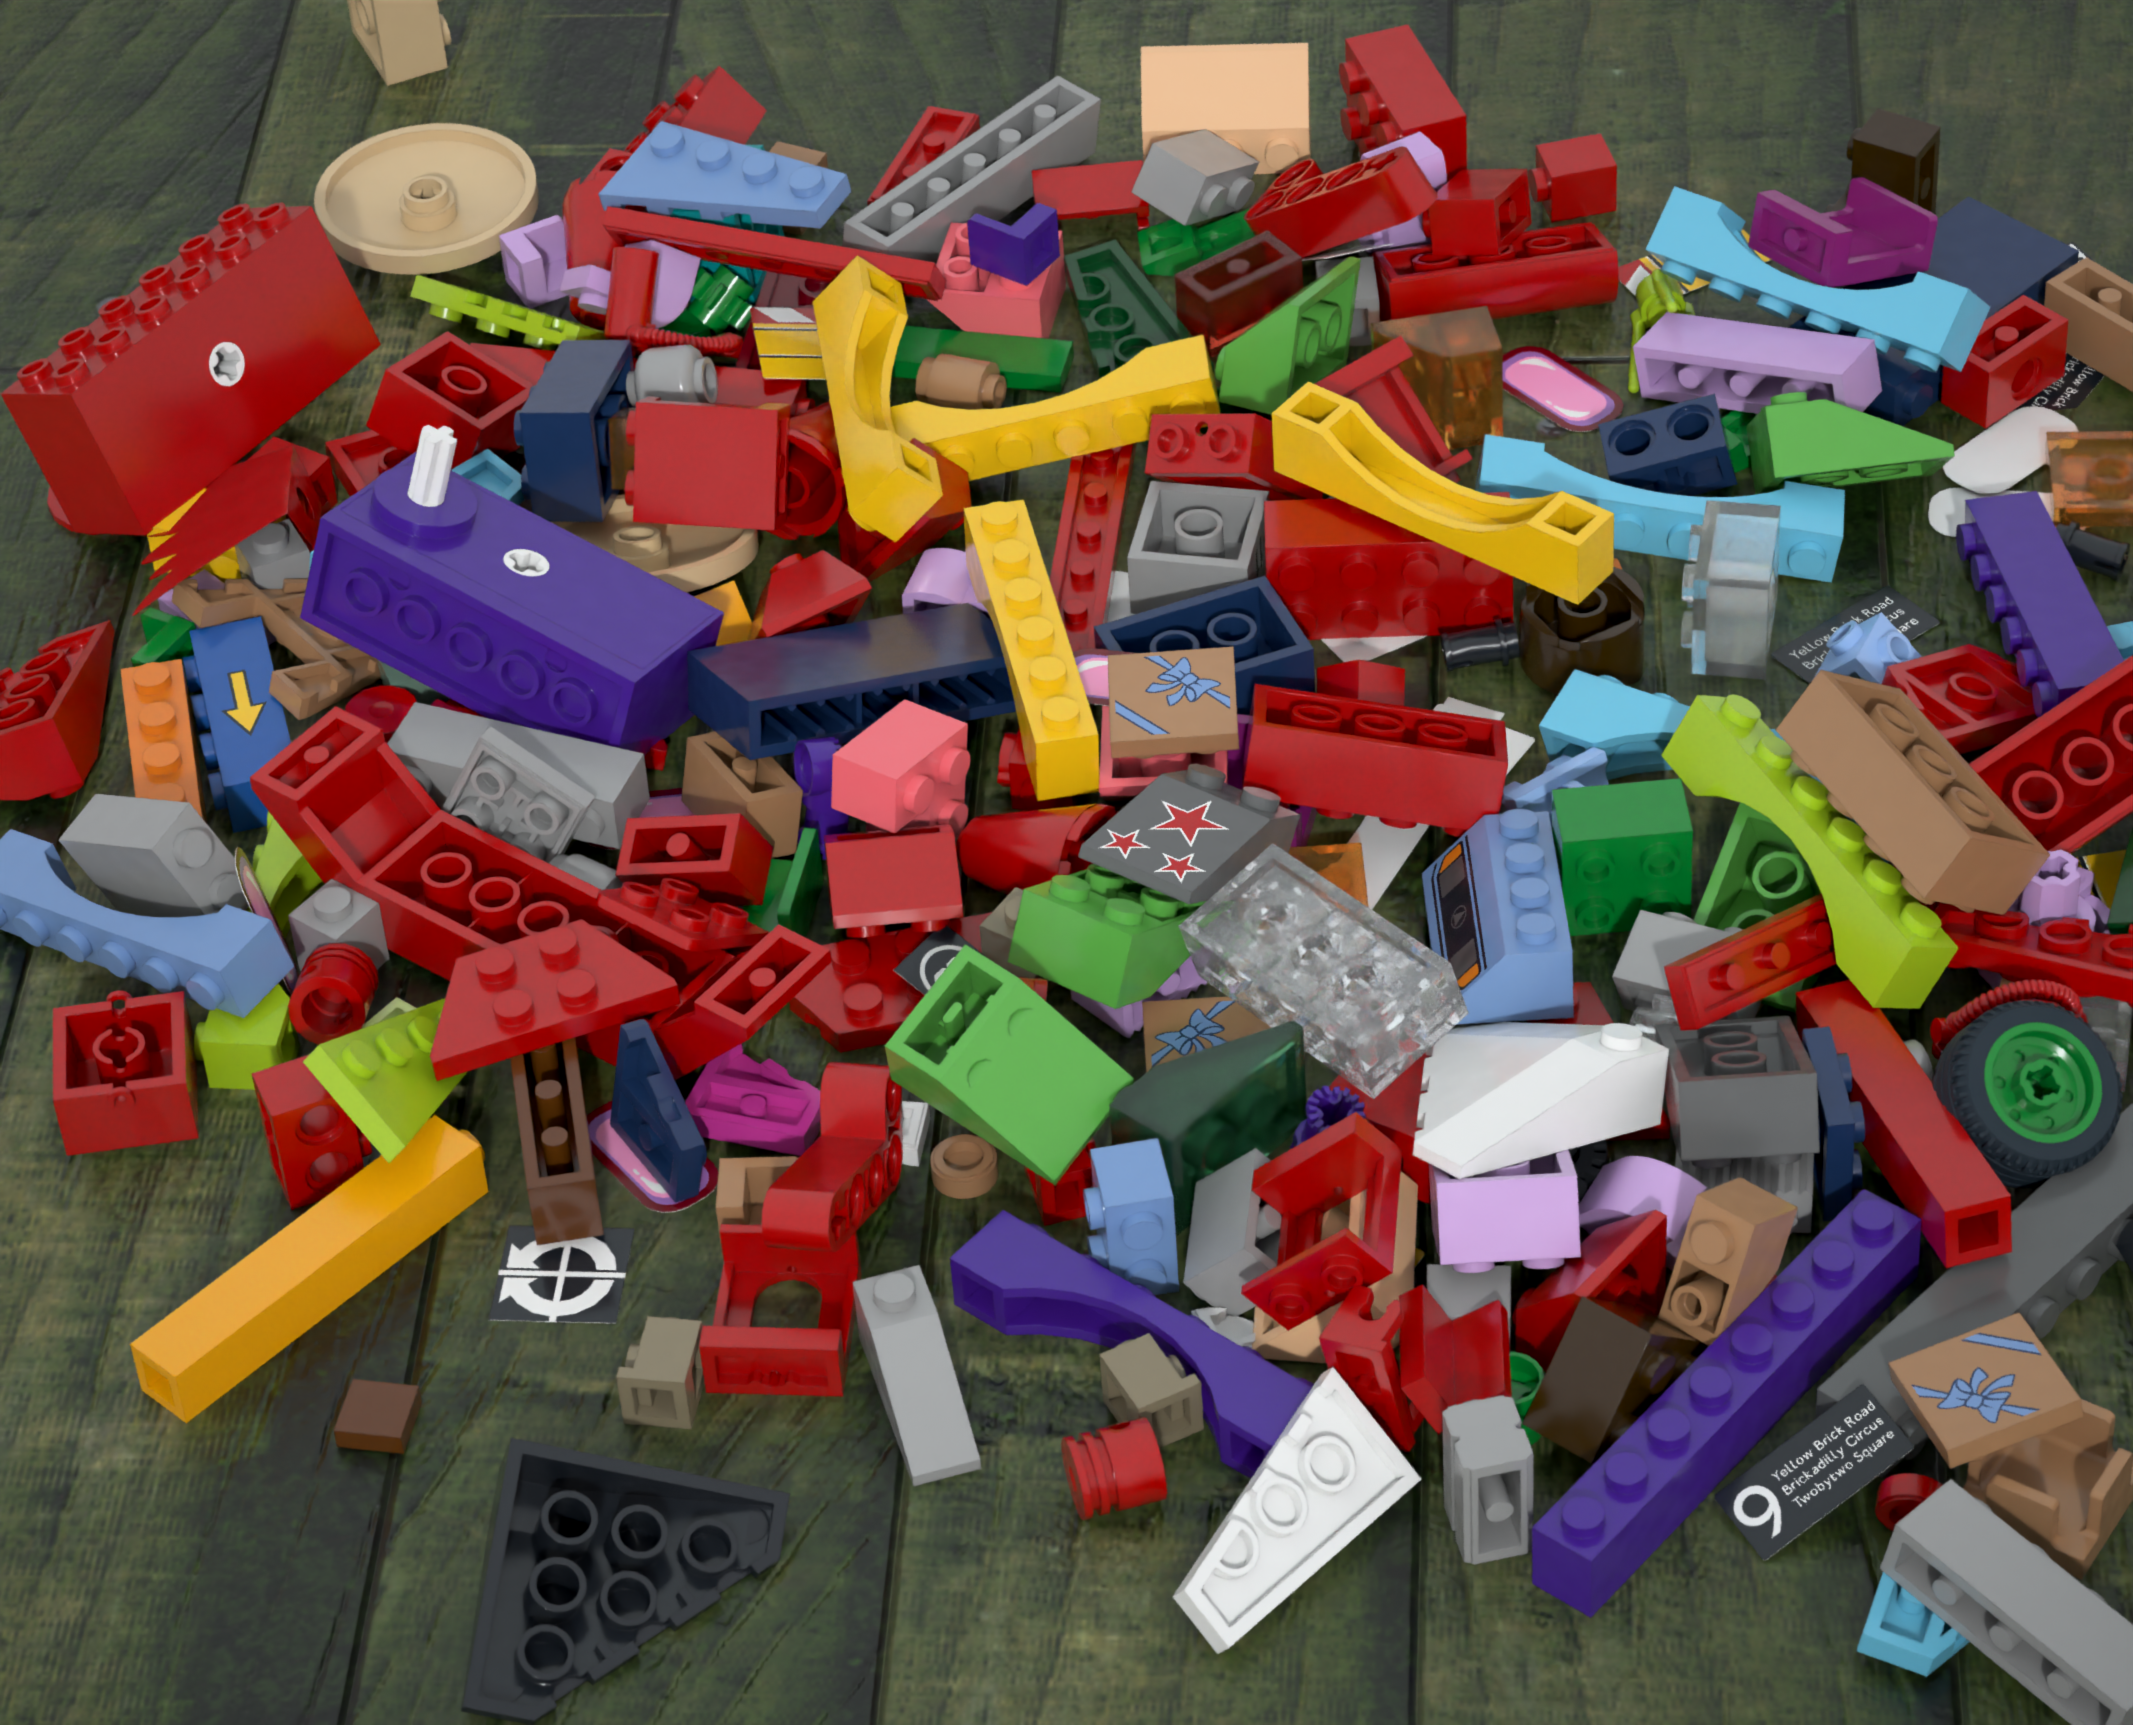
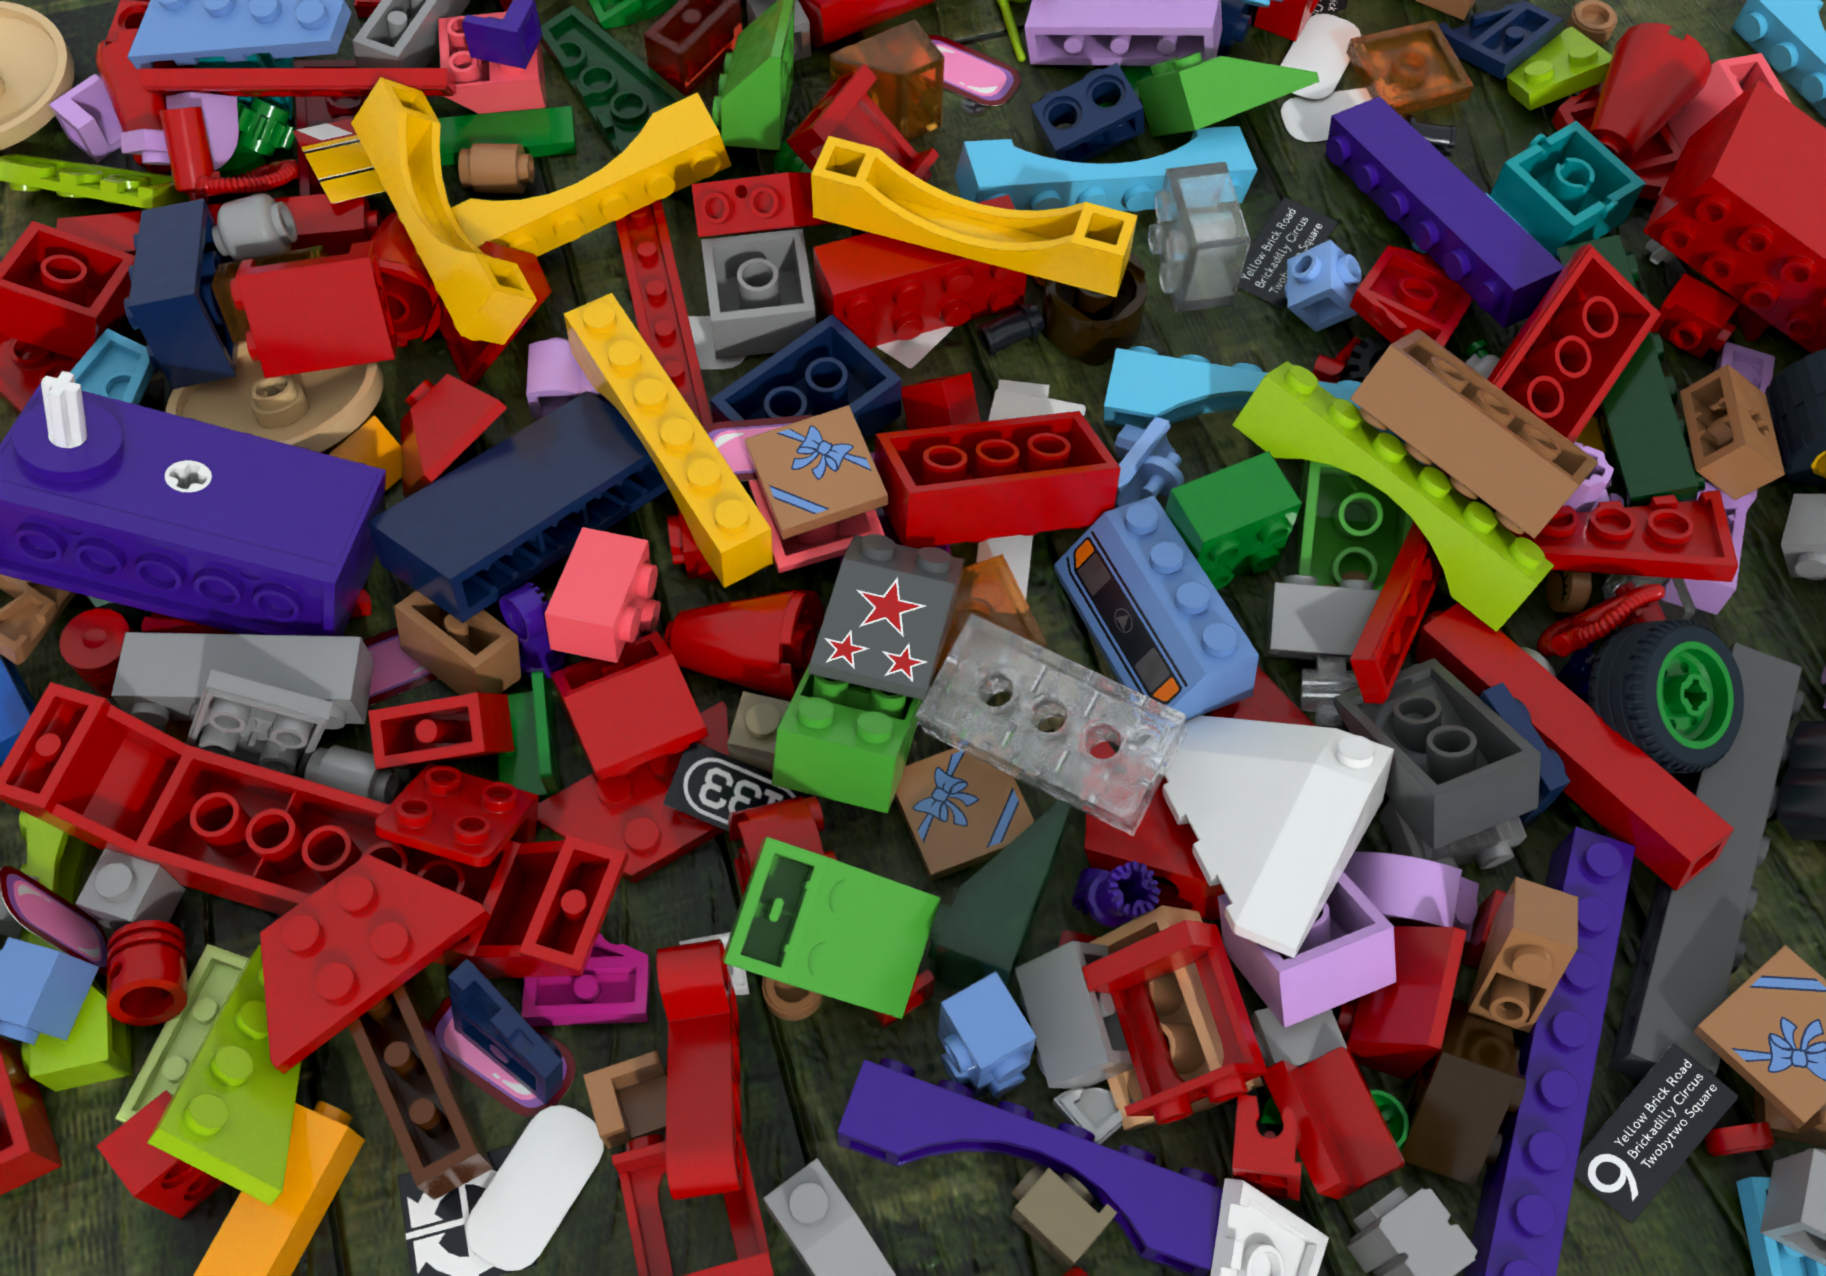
camera: 25 degrees left, 20 degrees up
(638, 1262) = (534, 1188): none -> white sticker

